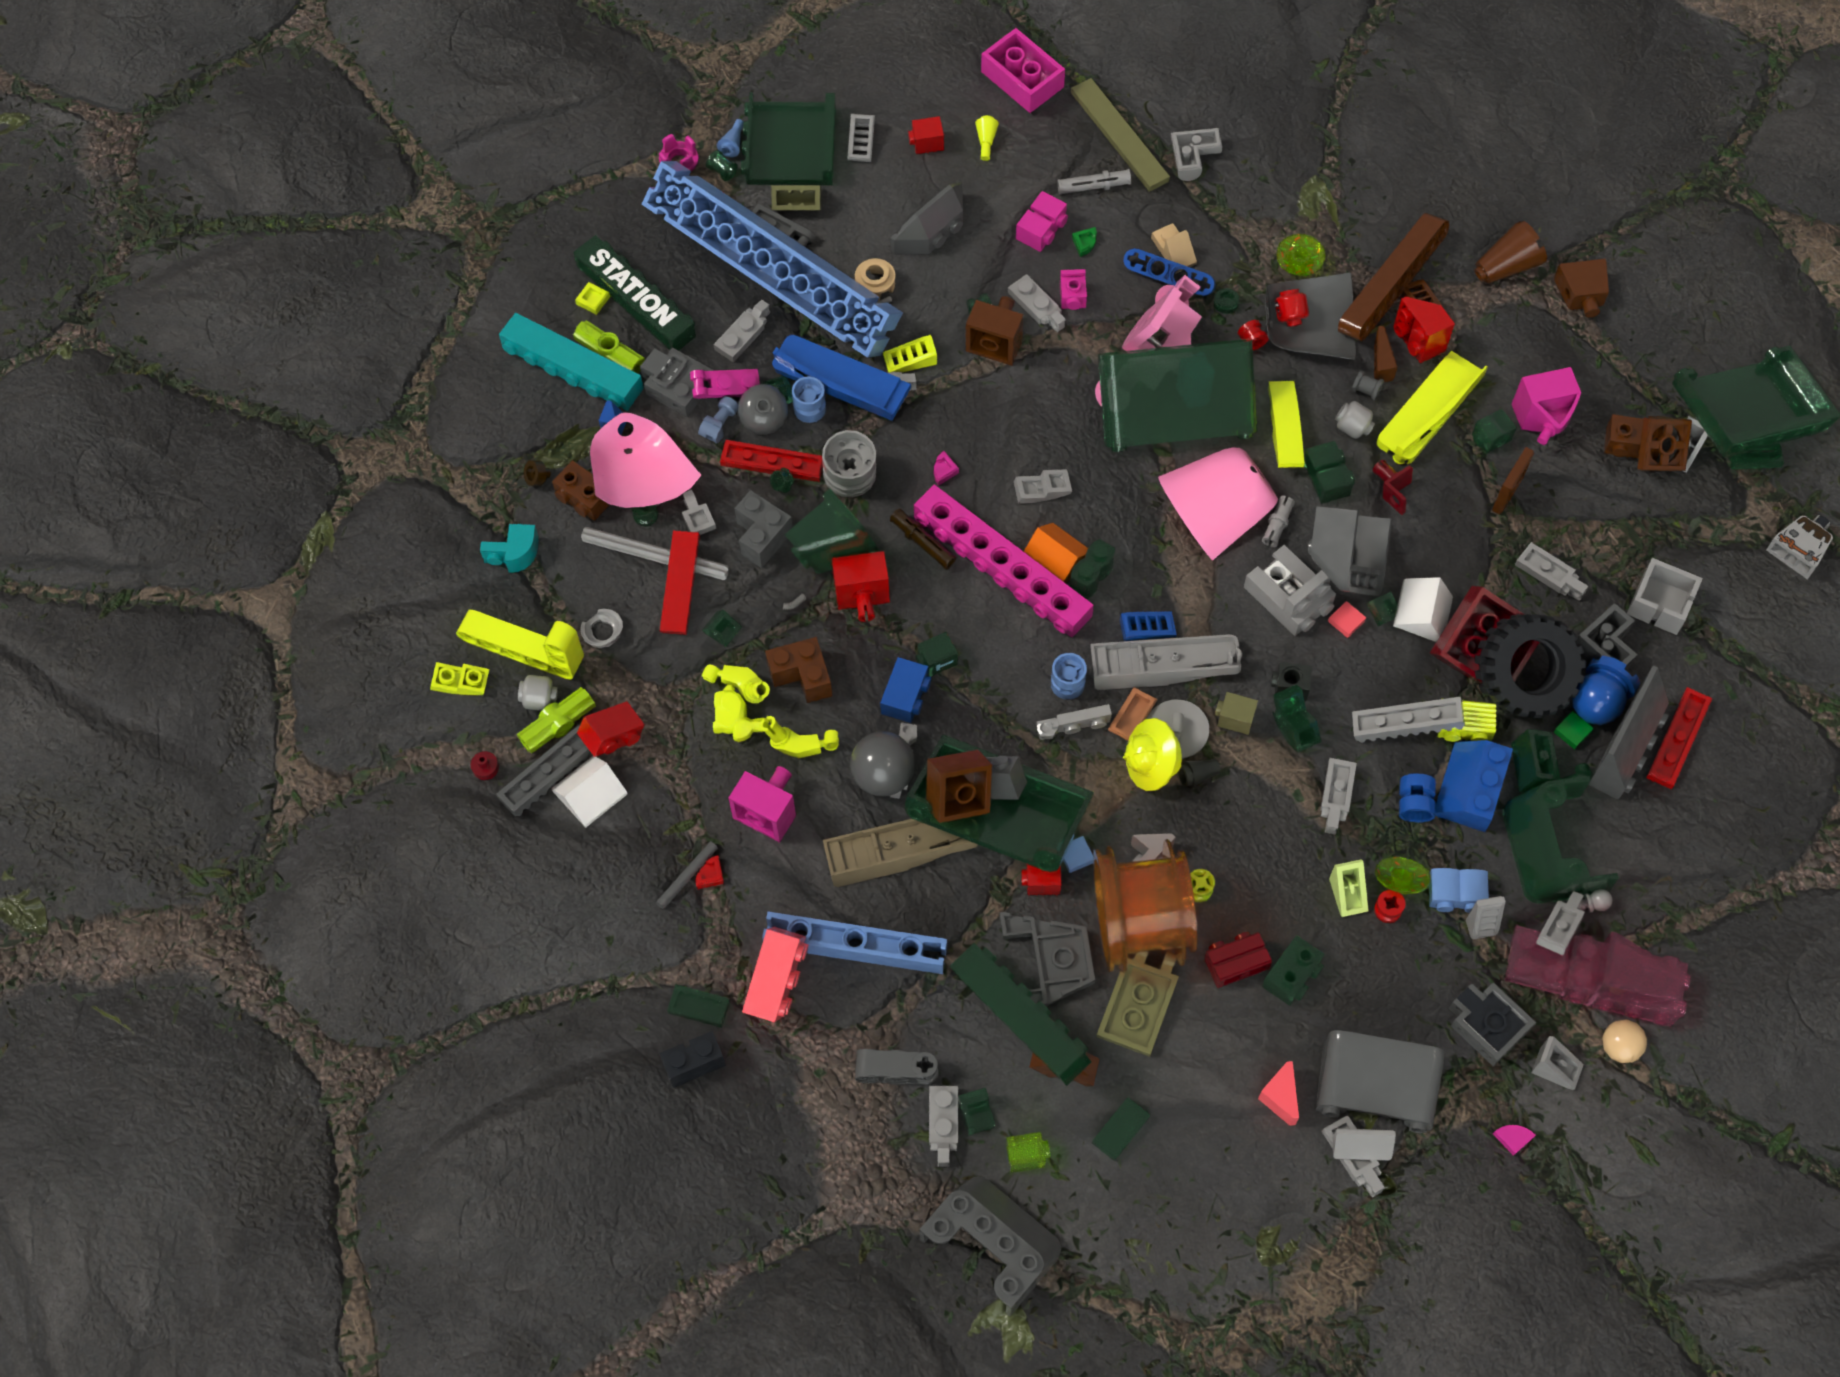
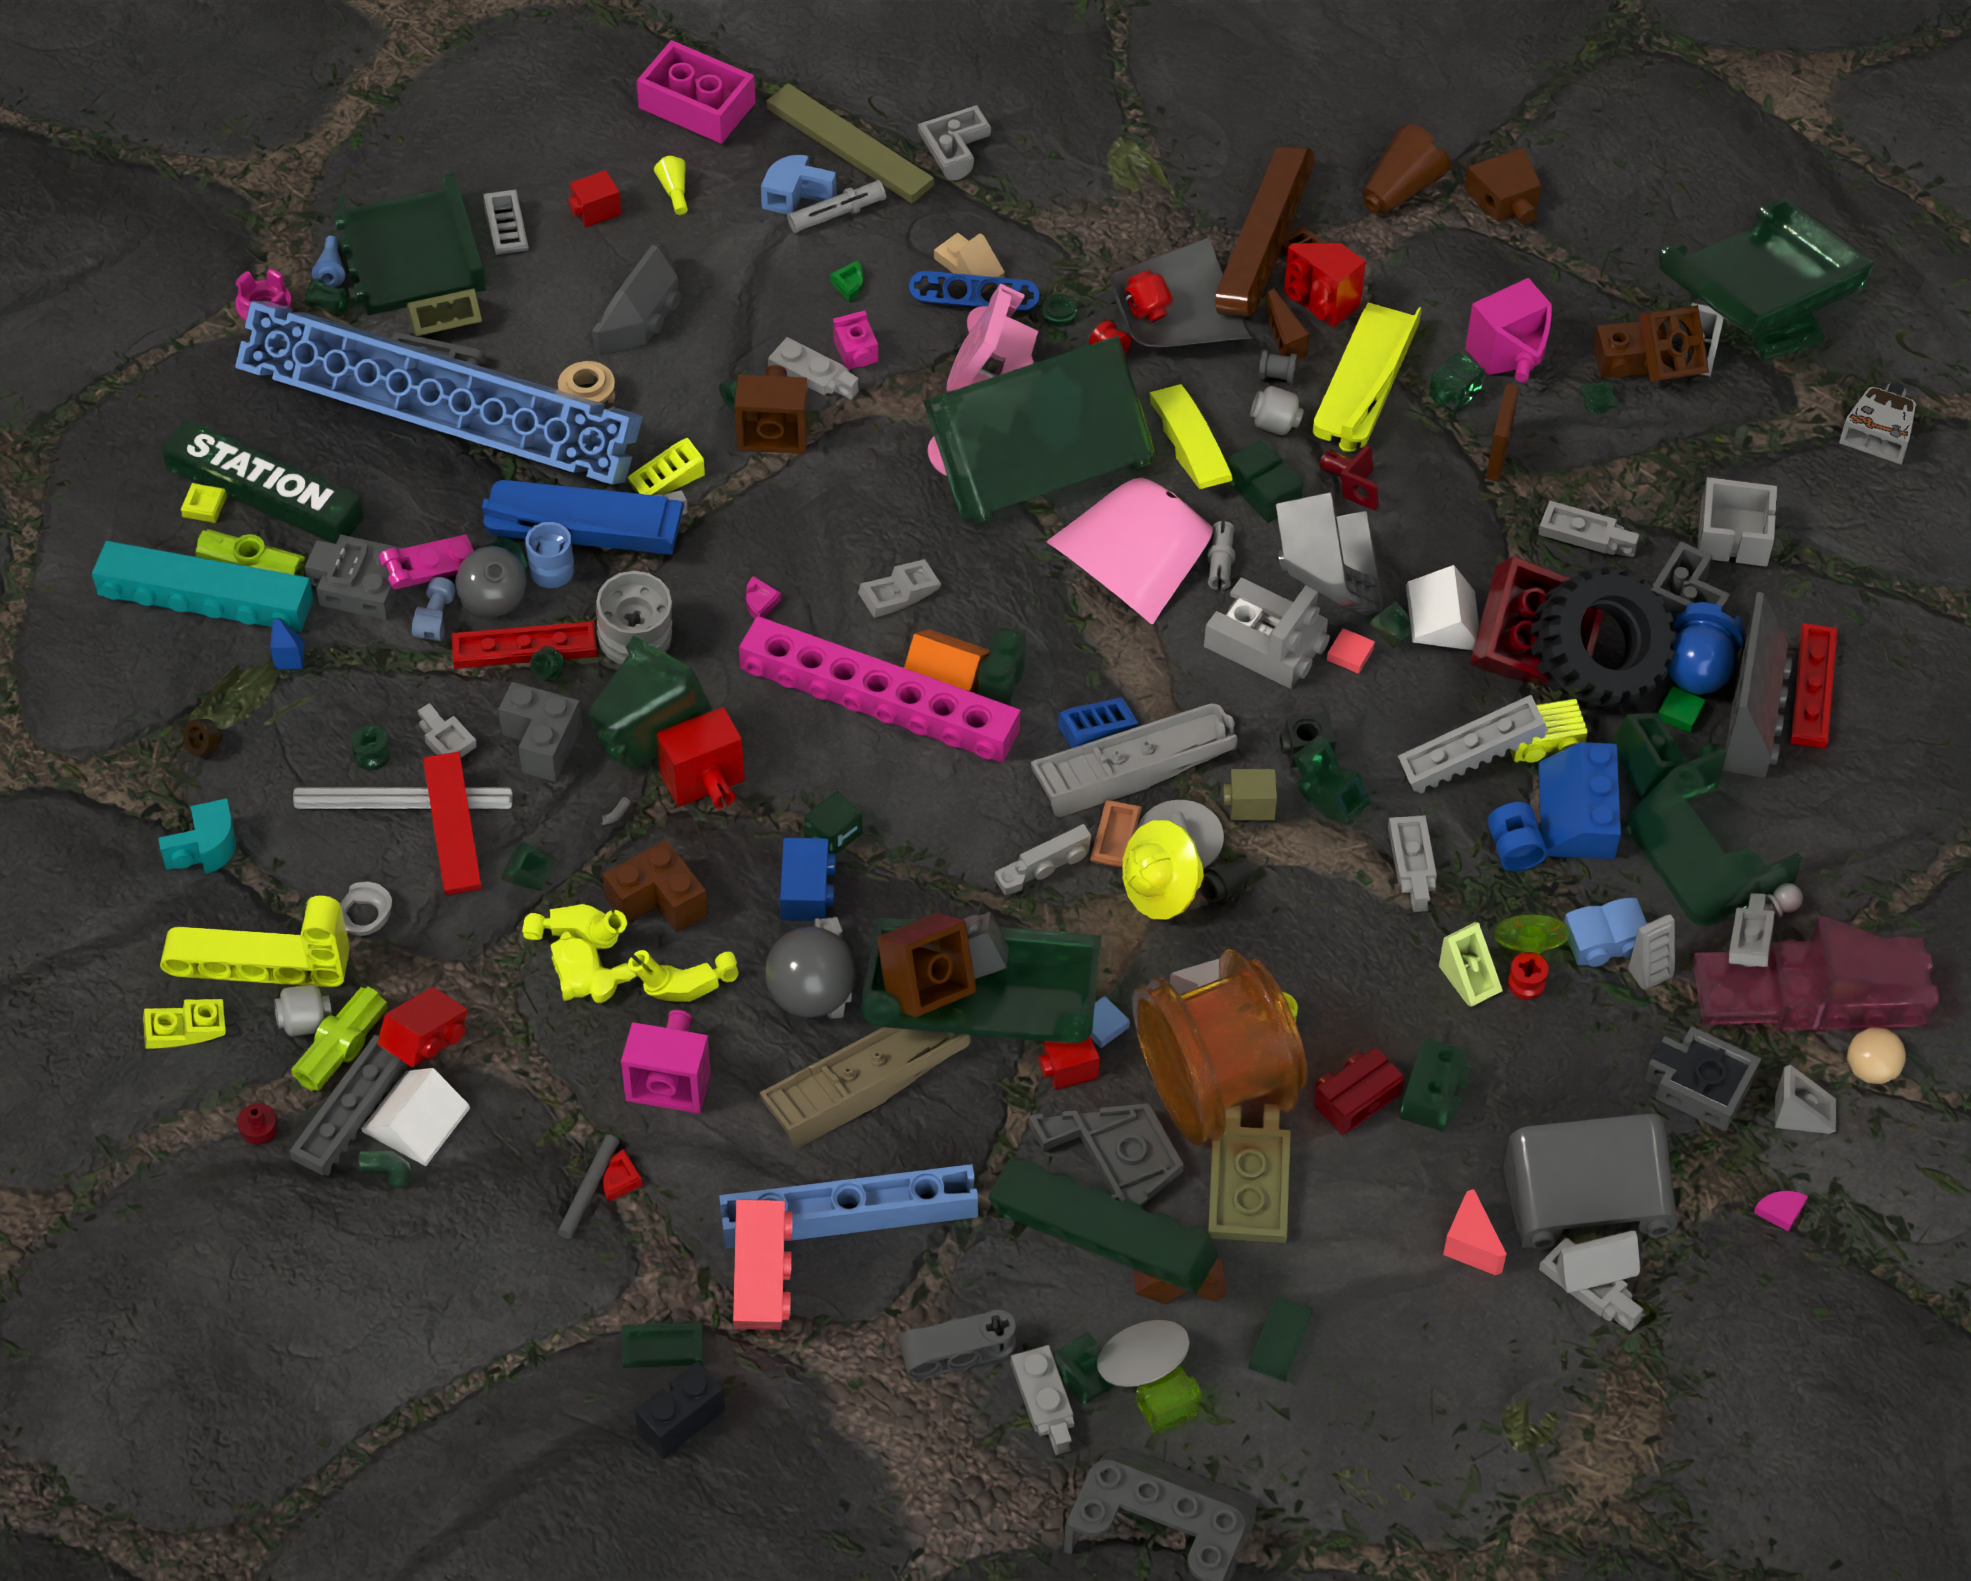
camera: 20 degrees left, 10 degrees down
(561, 820) = (386, 1161): none -> clear green arm
(578, 489) = (276, 743): reddish brown brick -> none
(648, 475) = (362, 691): bright pink piece -> none
(743, 331) = (427, 496): light grey hinge -> none
(915, 532) = (750, 684): dark brown pin -> none
(1020, 1113) = (1143, 1353): none -> light grey shield
(1039, 227) = (785, 272): dark pink piece -> none
(1068, 676) = (1017, 805): medium blue wheel -> none
(1070, 154) = (792, 179): none -> medium blue brick
(1301, 247) = (1136, 232): clear neon green dish -> none
(1596, 474) = (1598, 397): none -> clear green plate

